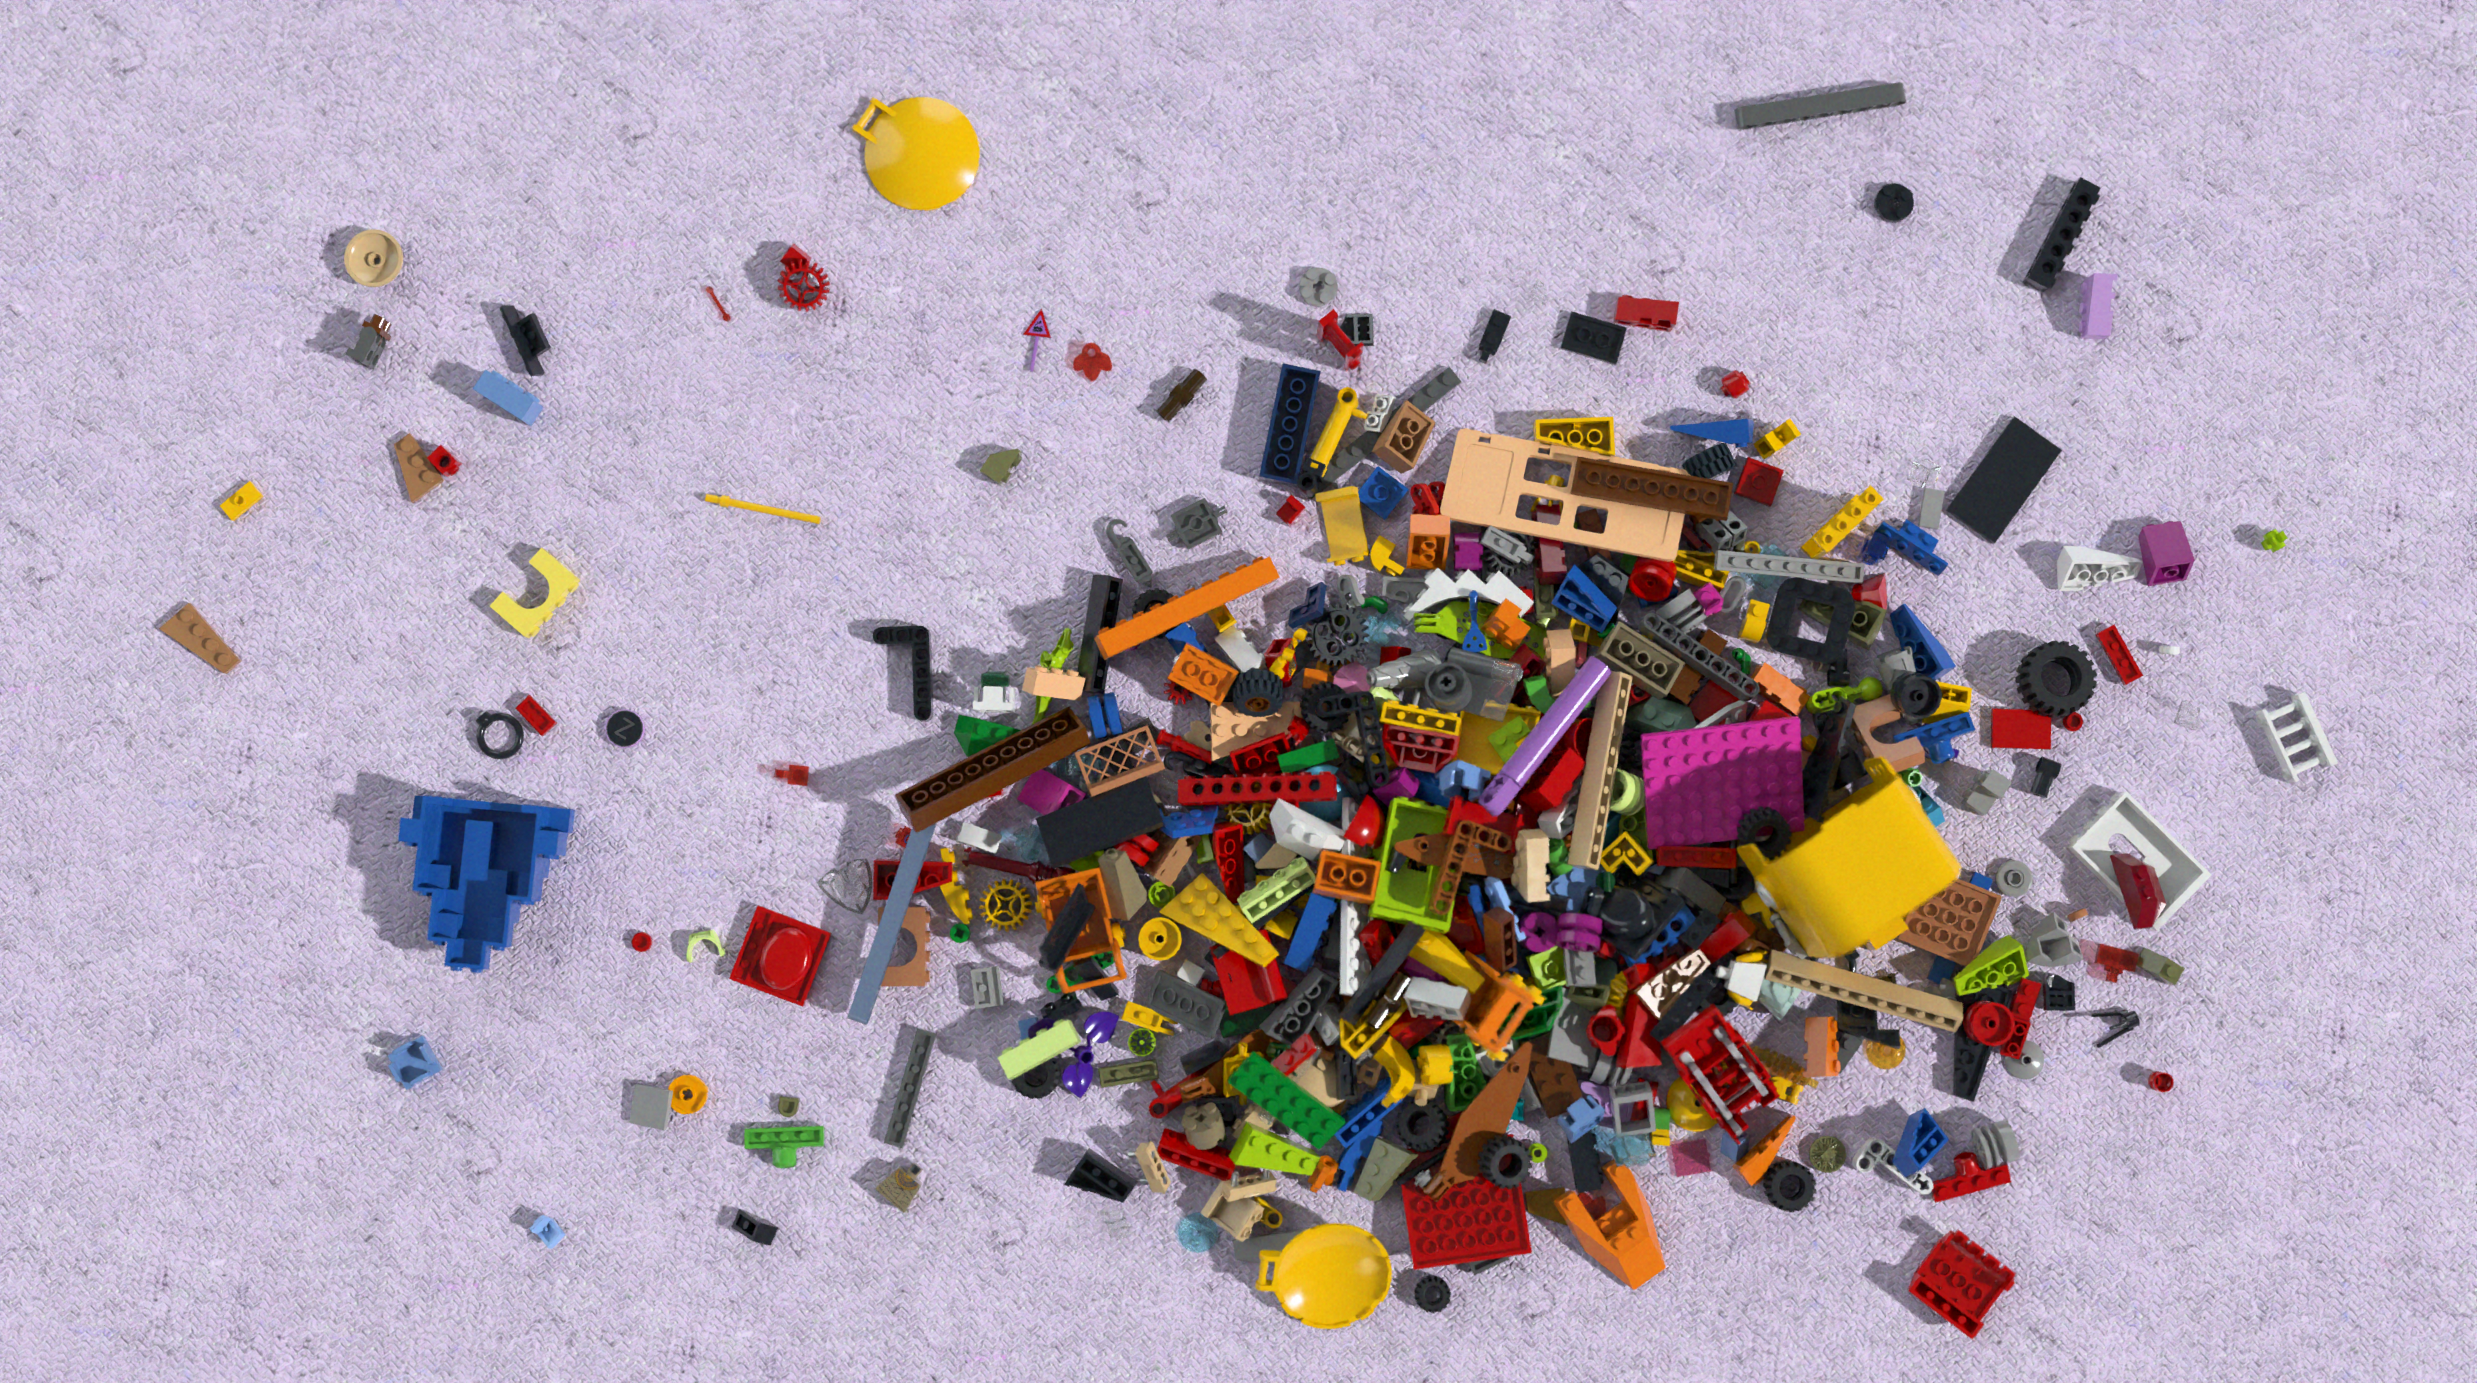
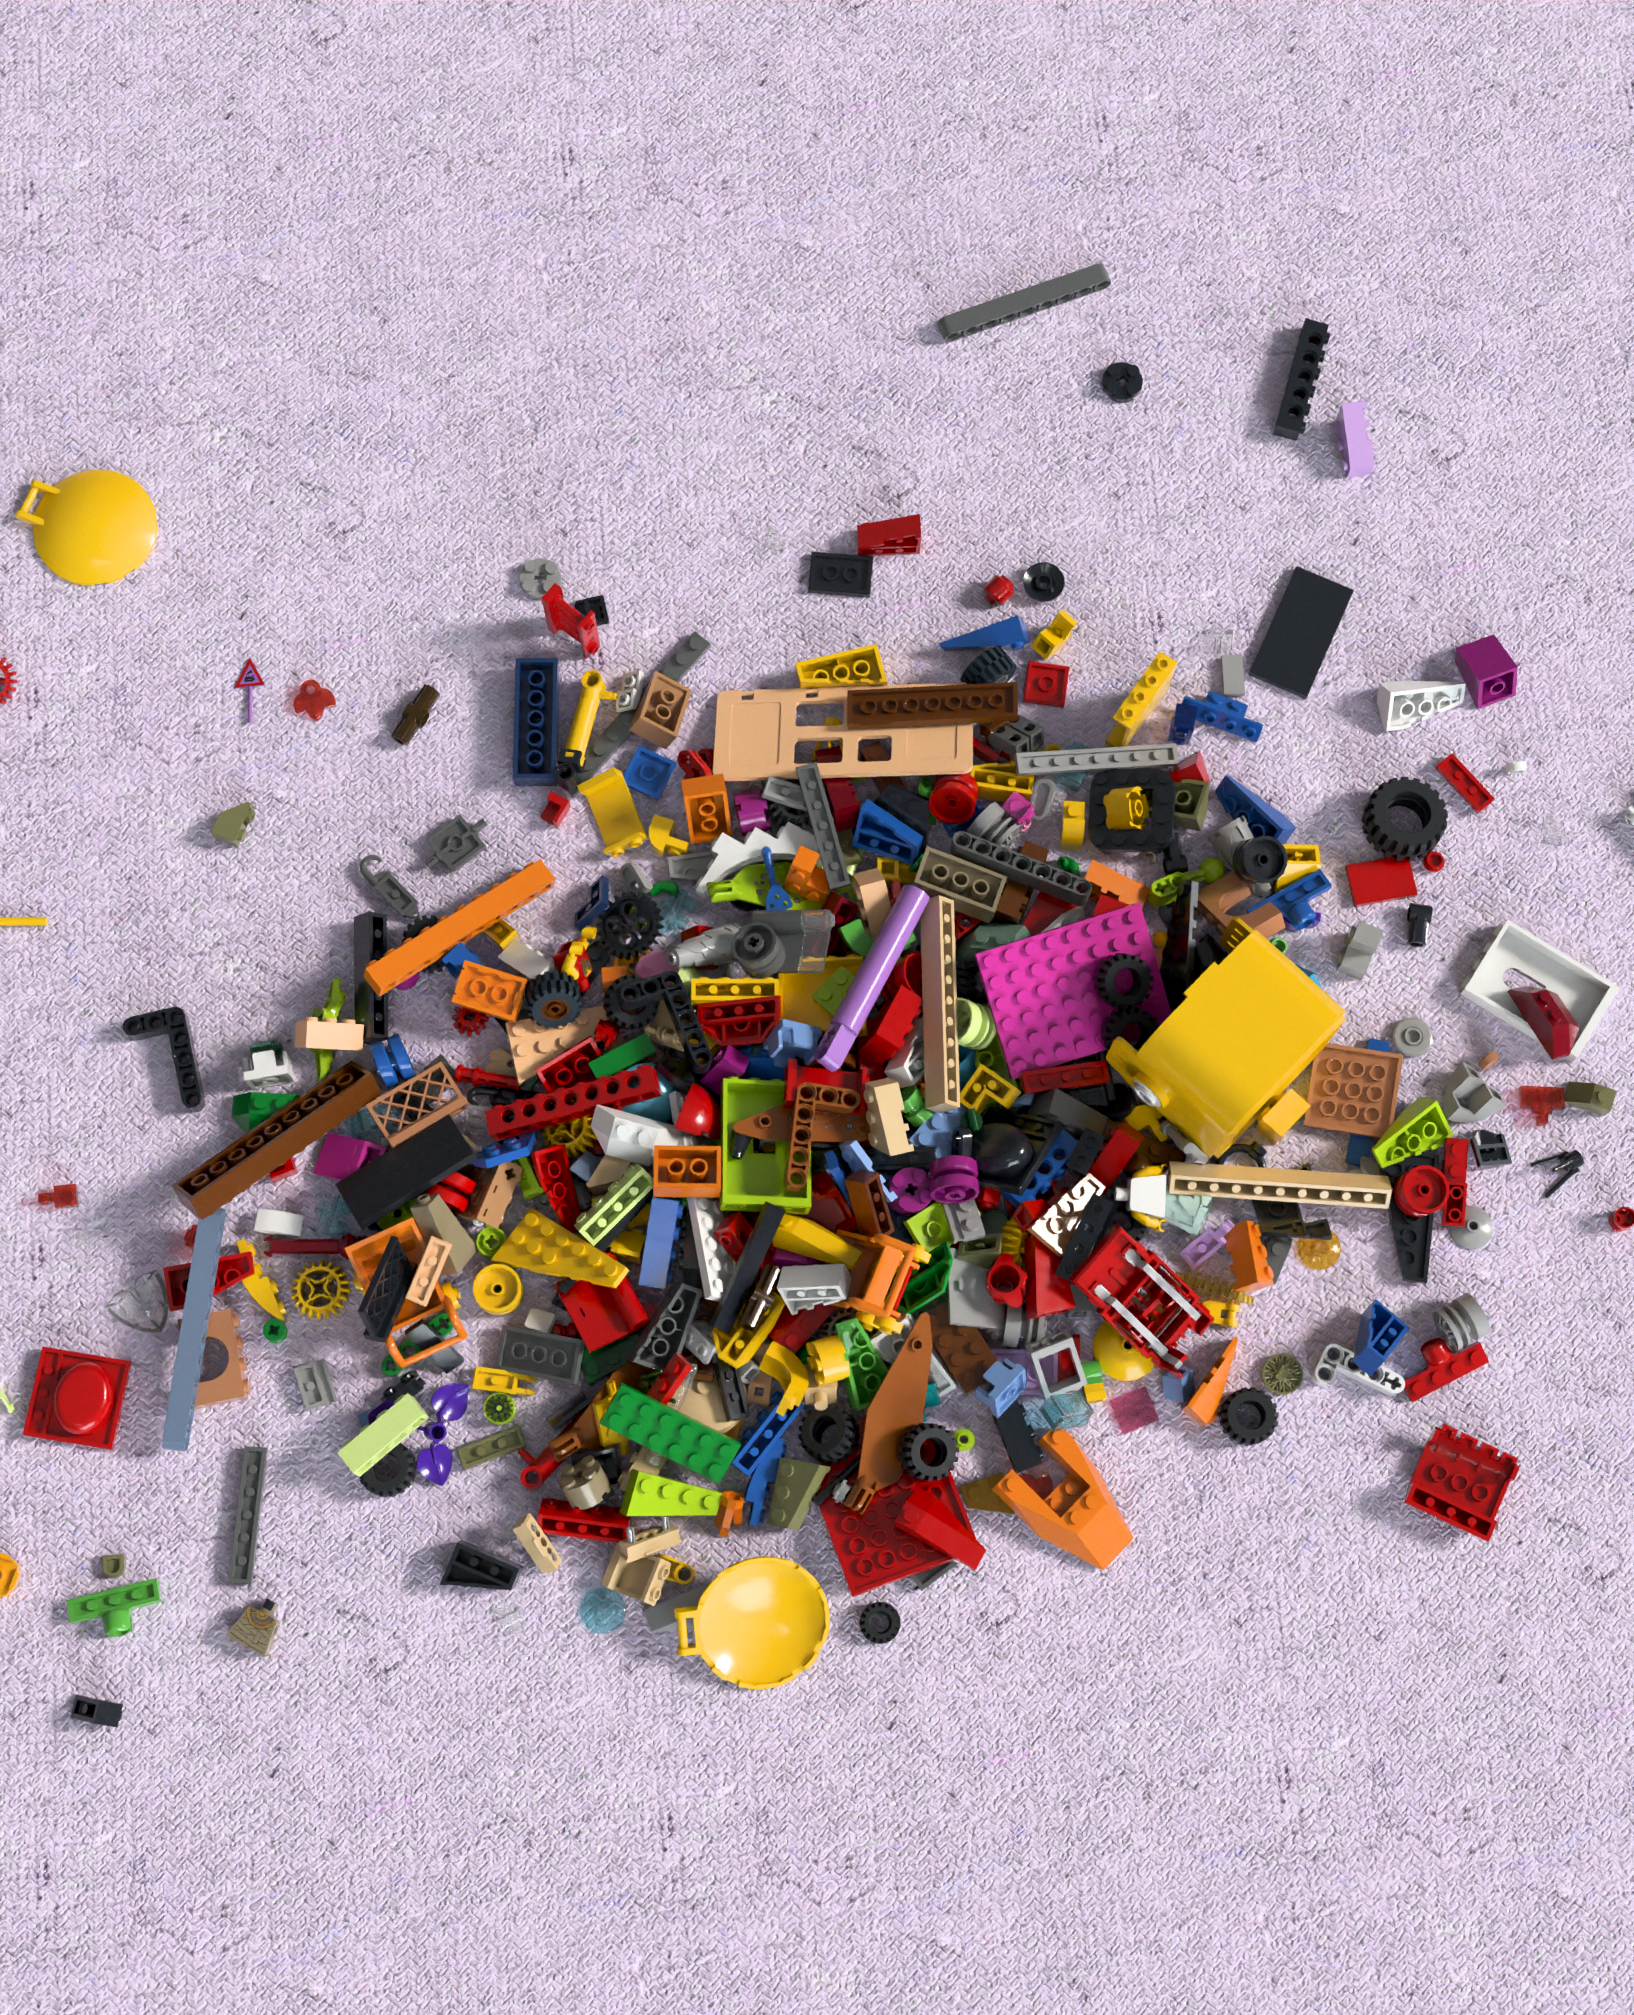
camera: 15 degrees left, 10 degrees down
(1104, 916) = (428, 1271): none -> light nougat tile
(1493, 334) = (734, 591): black hinge -> none
(1500, 1227) = (935, 1525): none -> red wedge
(1529, 583) = (823, 826): none -> dark grey plate
(1774, 800) = (1140, 985): none -> black tyre
(1787, 381) = (1047, 574): none -> black dish
(1787, 1028) = (1205, 1244): none -> lavender plate
(1806, 619) = (1126, 808): none -> yellow brick
(2274, 540) = (1595, 636): lime gear -> none

